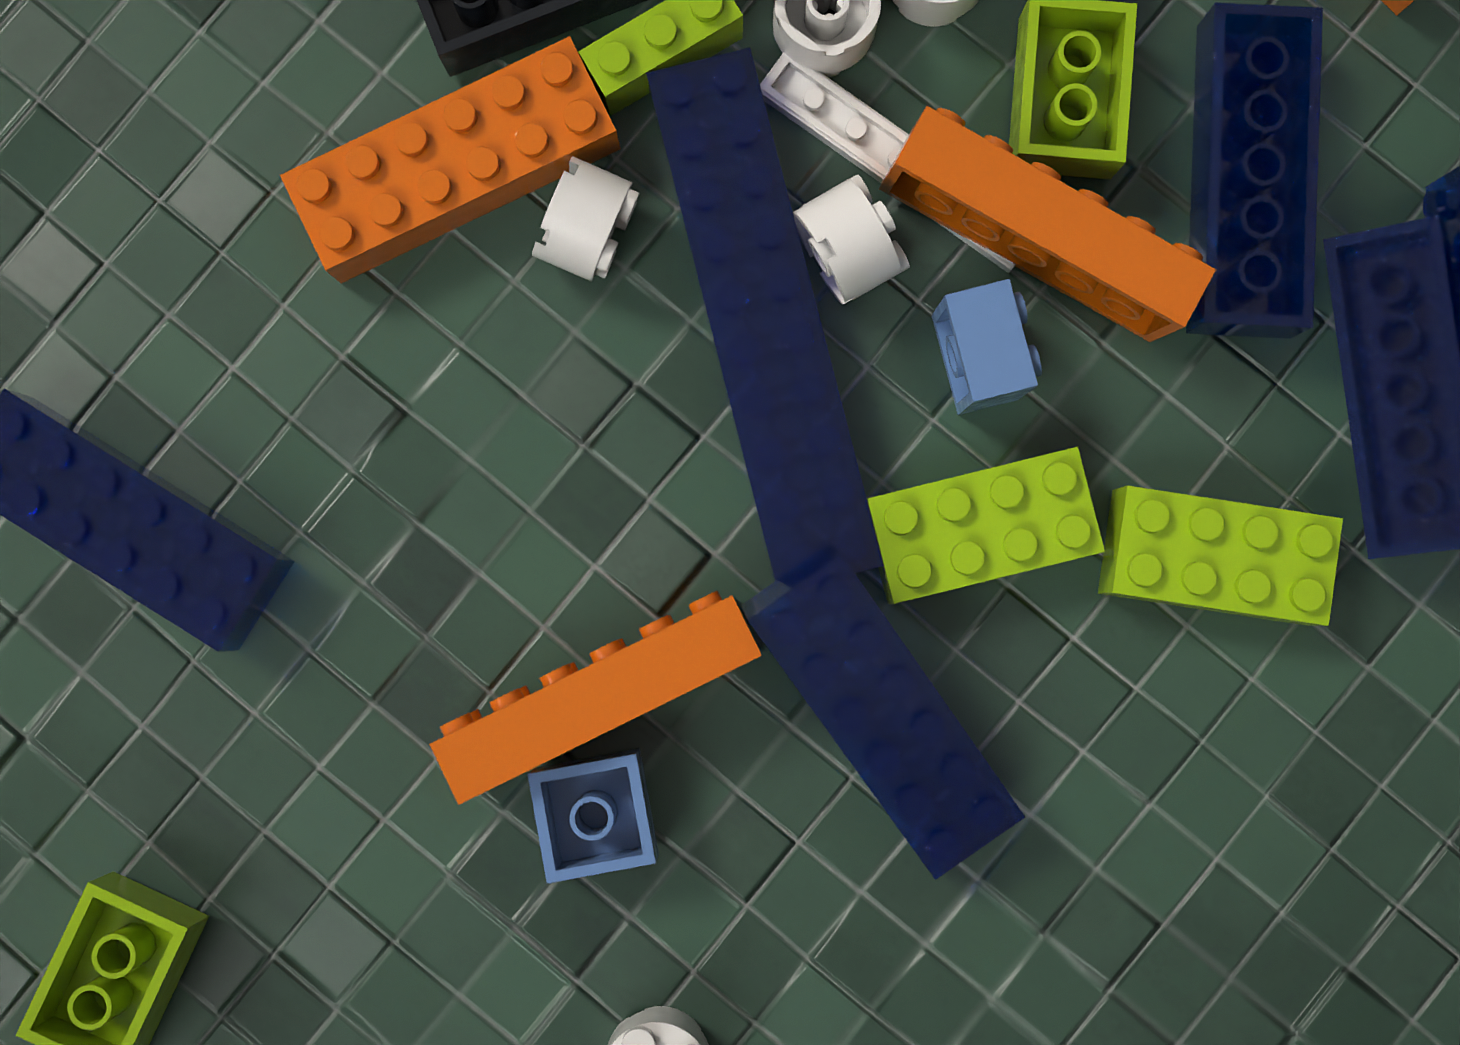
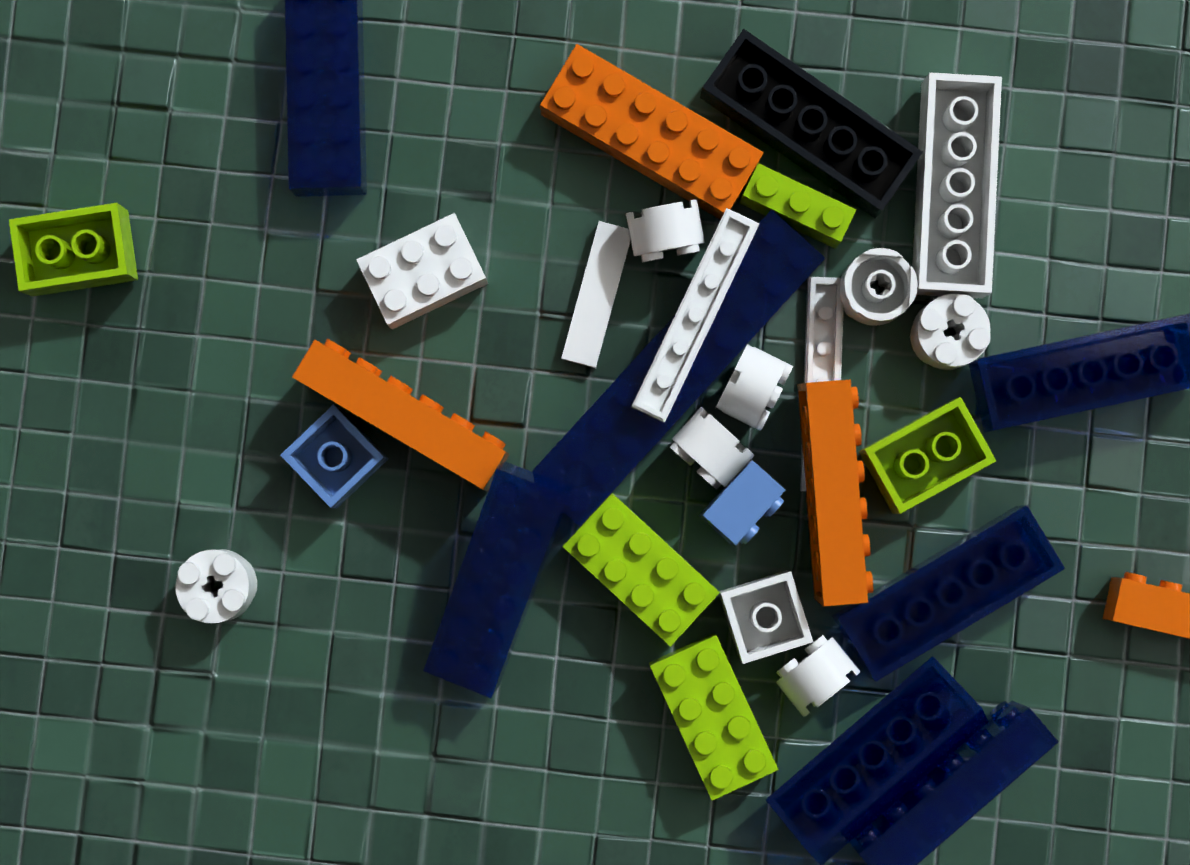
camera: 55 degrees right, 0 degrees up
(435, 553) = (422, 271): none -> white brick
(607, 359) = (597, 295): none -> white tile
(716, 249) = (695, 315): none -> white tile
(892, 340) = (711, 447): none -> white brick
(1141, 411) = (765, 616): none -> white brick
(1253, 396) = (817, 675): none -> white brick

